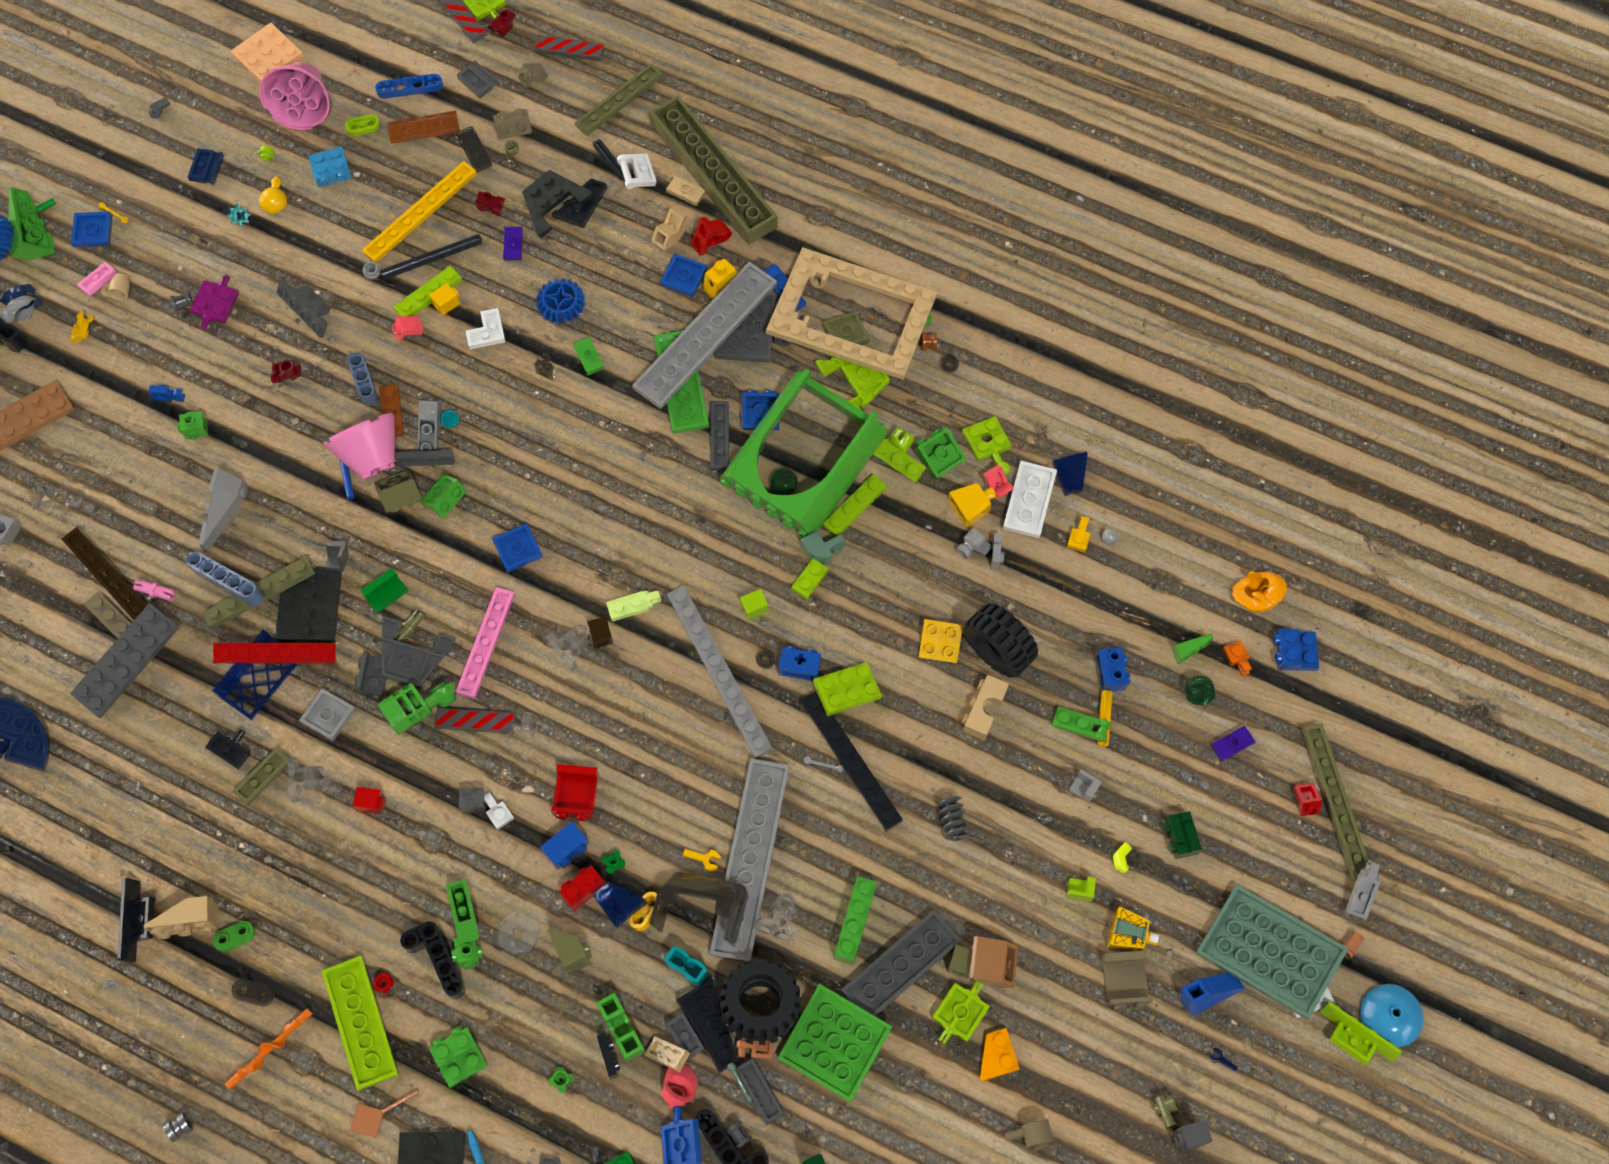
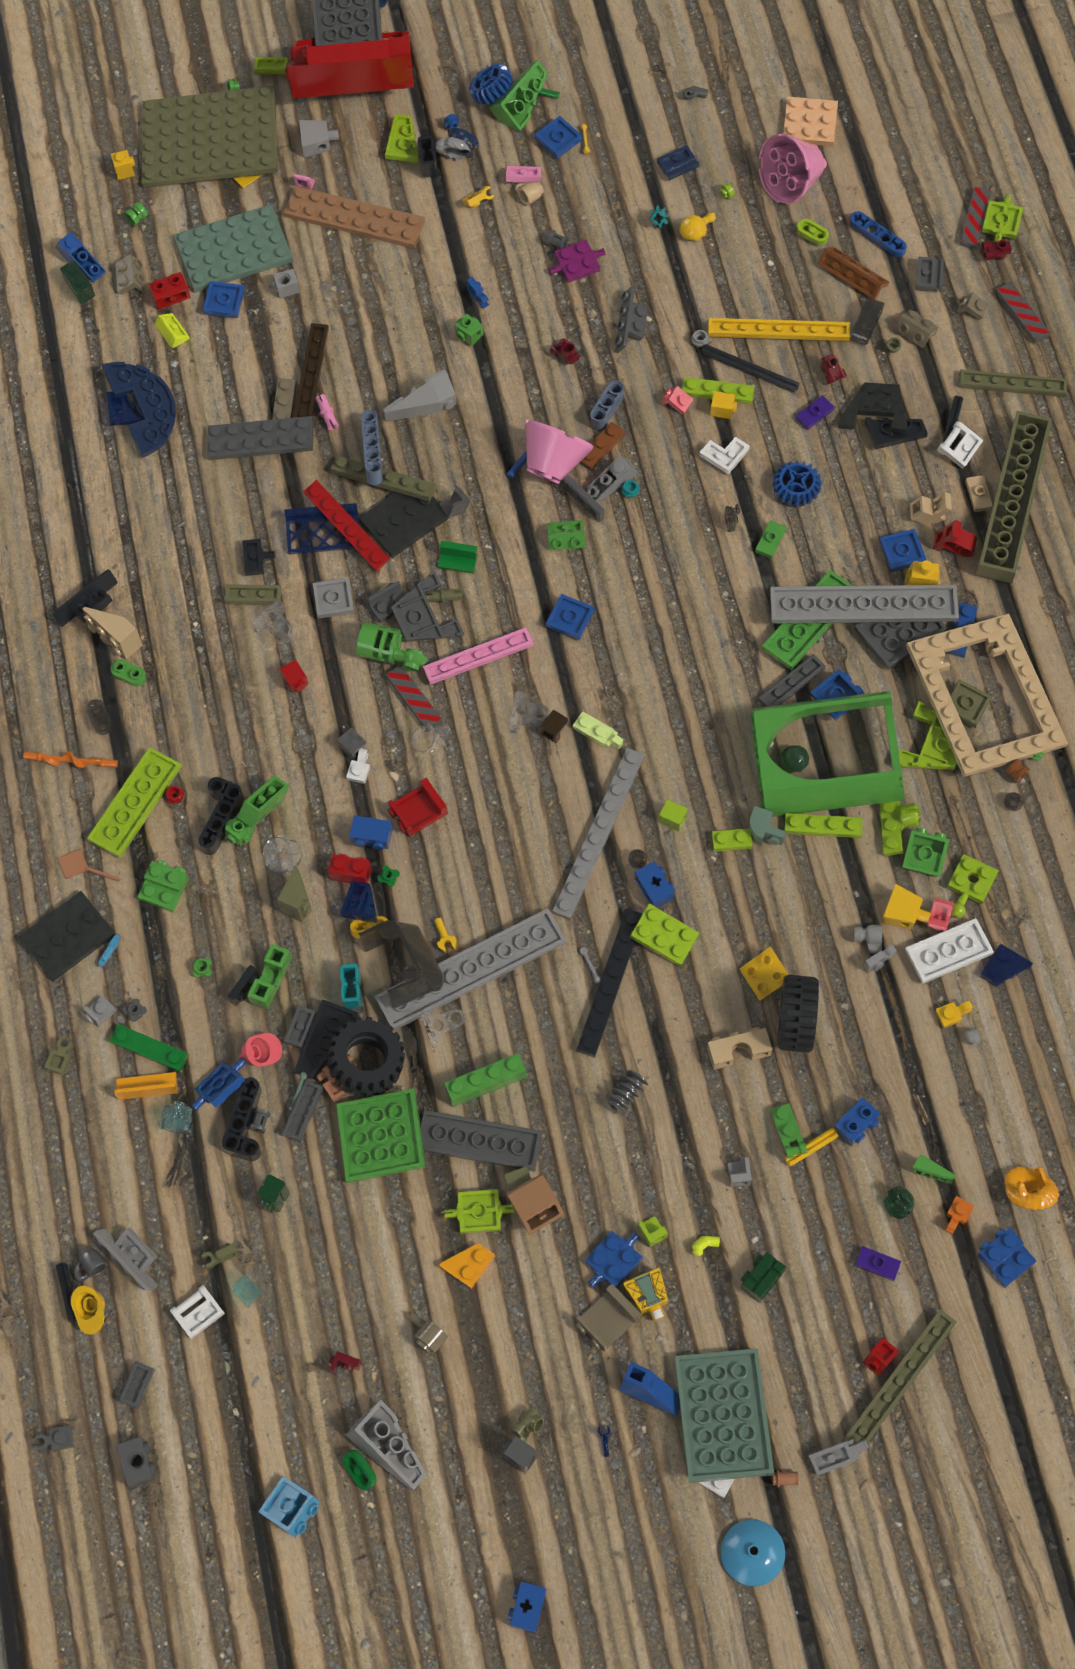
camera: 55 degrees right, 0 degrees up
(329, 166) = (757, 240): dark azure plate -> none
(397, 491) = (541, 501): olive slope -> none
(667, 1054) = (277, 1024): tan plate -> none
(1081, 937) = (613, 1259): none -> blue plate
(1357, 1038) = (707, 1535): lime bracket -> none

